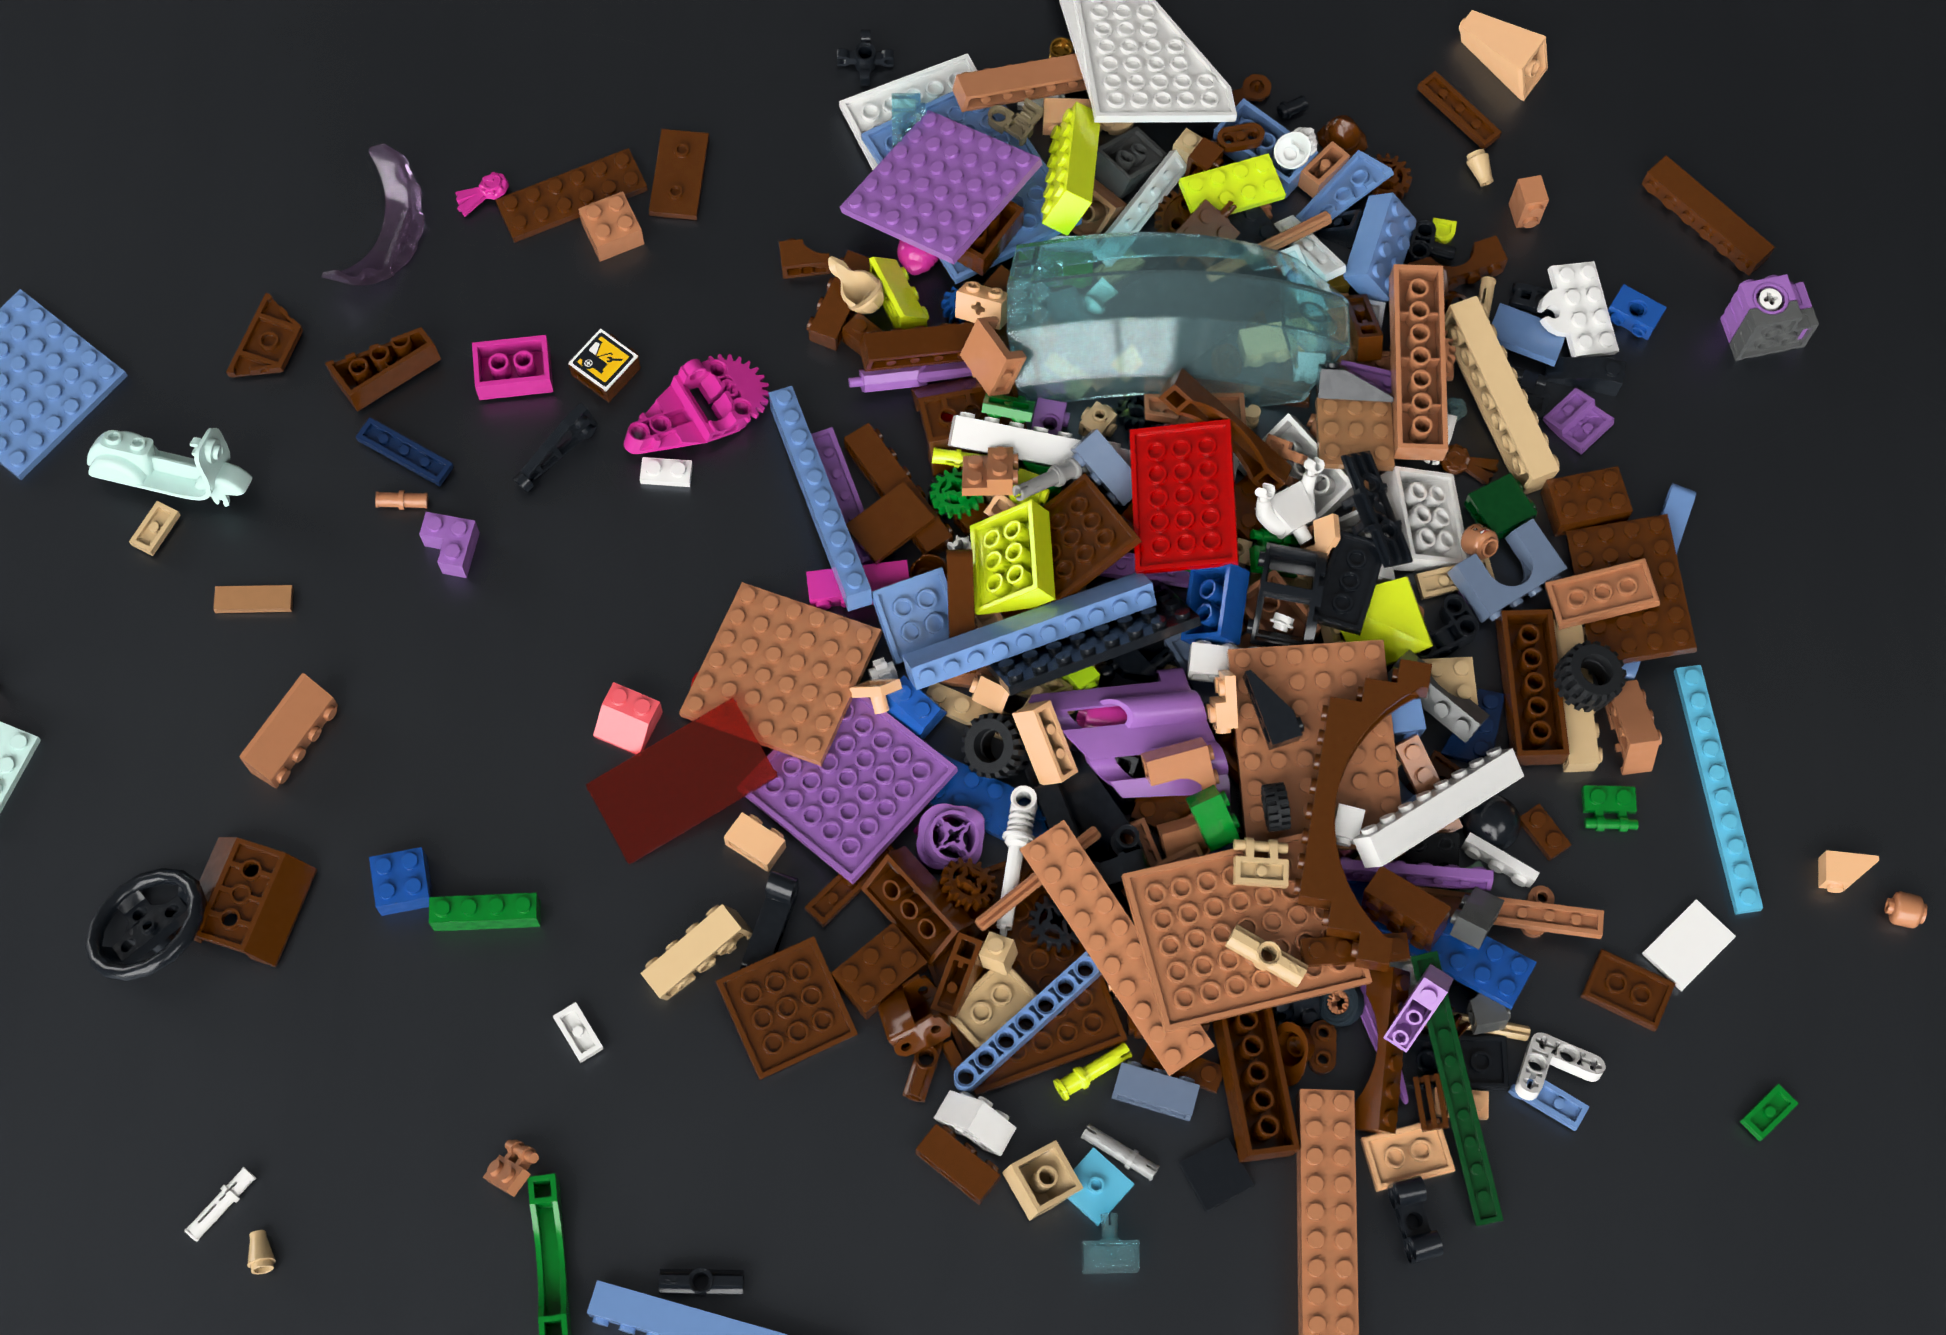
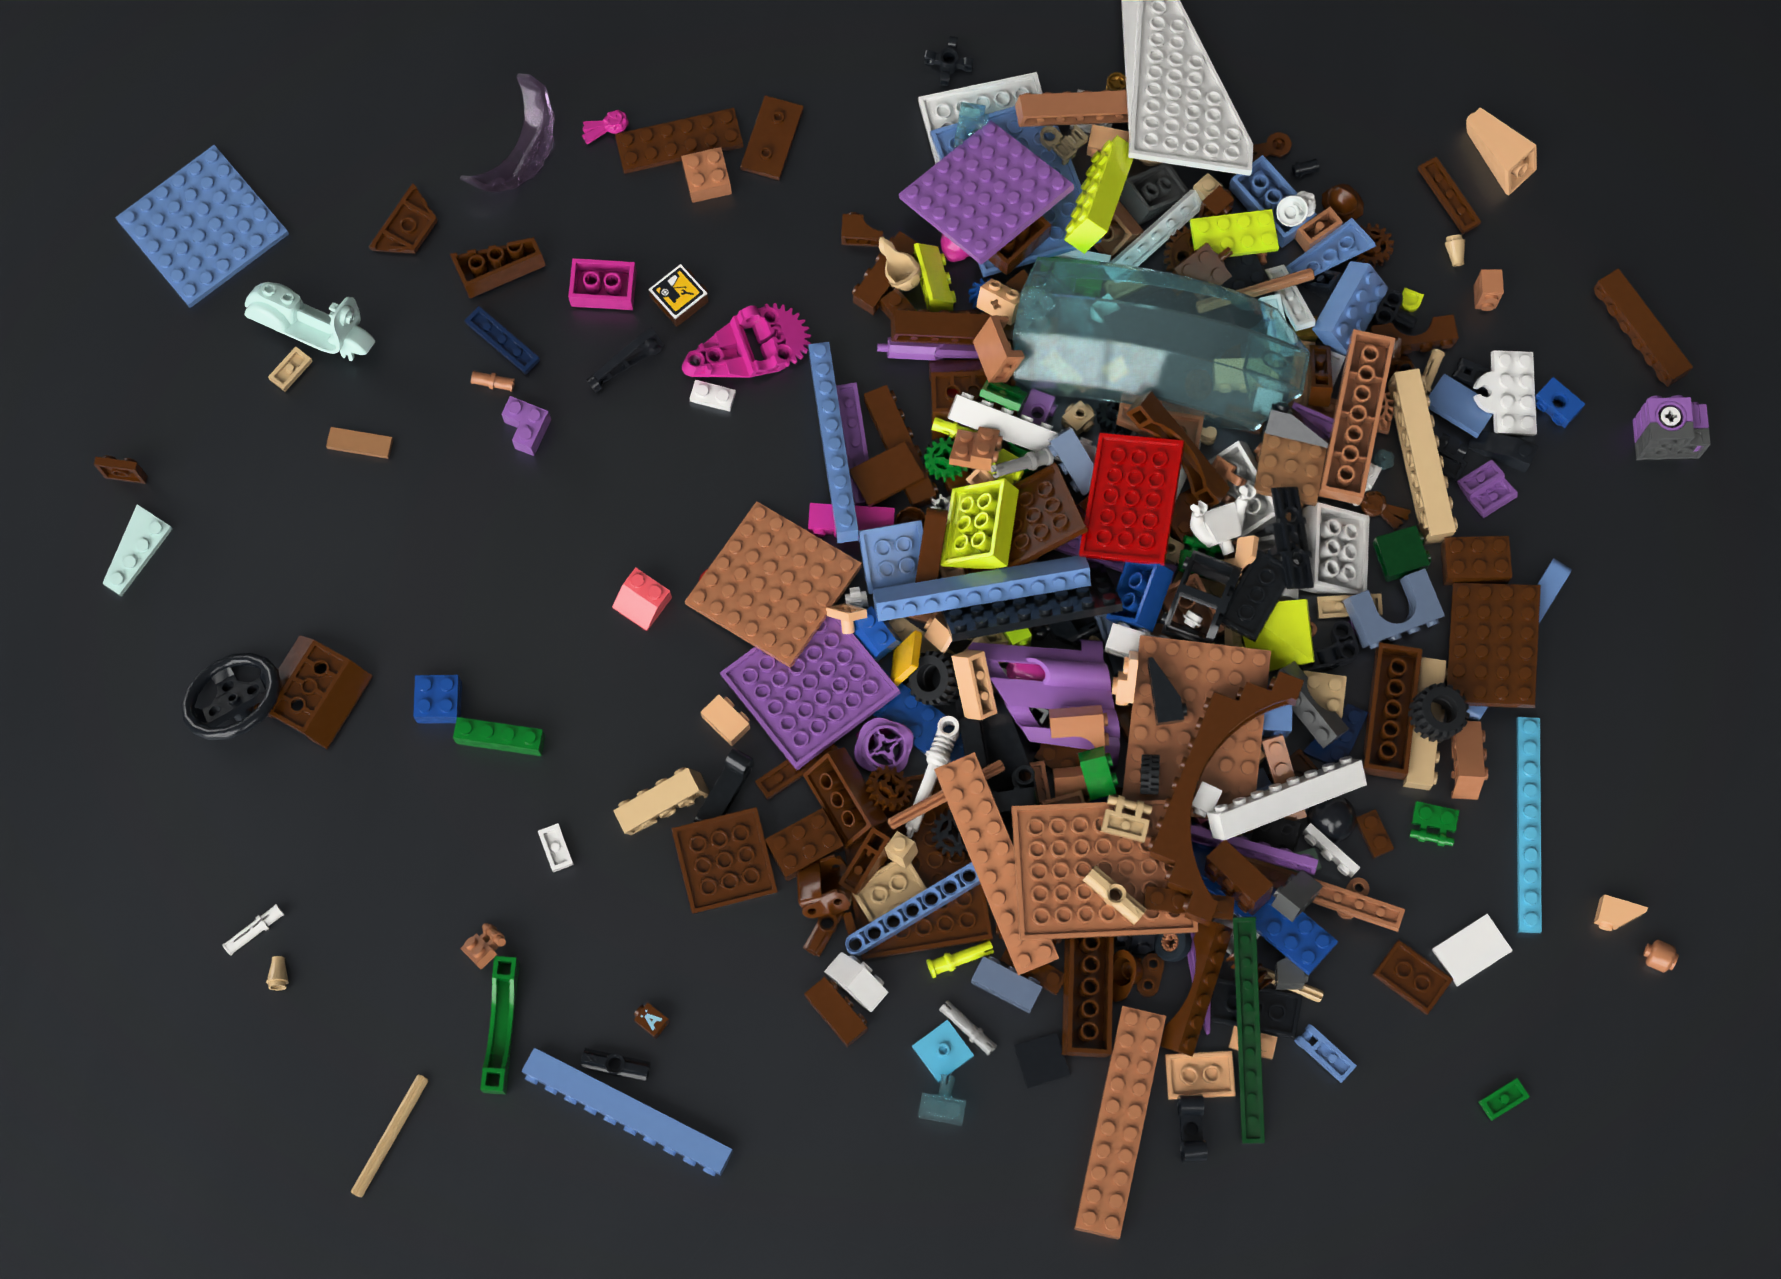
camera: 15 degrees right, 5 degrees up
(289, 731) = (369, 560): nougat slope -> none
(681, 780) = (675, 658): clear red piece -> none
(734, 1218) = (651, 1020): none -> reddish brown brick
(956, 728) = (906, 658): none -> yellow tile
(1042, 1180) = (900, 1037): tan slope -> none
(1239, 137) = (1250, 190): reddish brown plate -> none
(1418, 1008) = (1230, 960): medium lavender slope -> none
(1427, 1079) = (1226, 1056): reddish brown tile -> none
(1479, 540) = (1376, 579): nougat head -> none
(1545, 1058) = (1329, 1018): white beam -> none
(1602, 594) = (1467, 643): nougat tile -> none

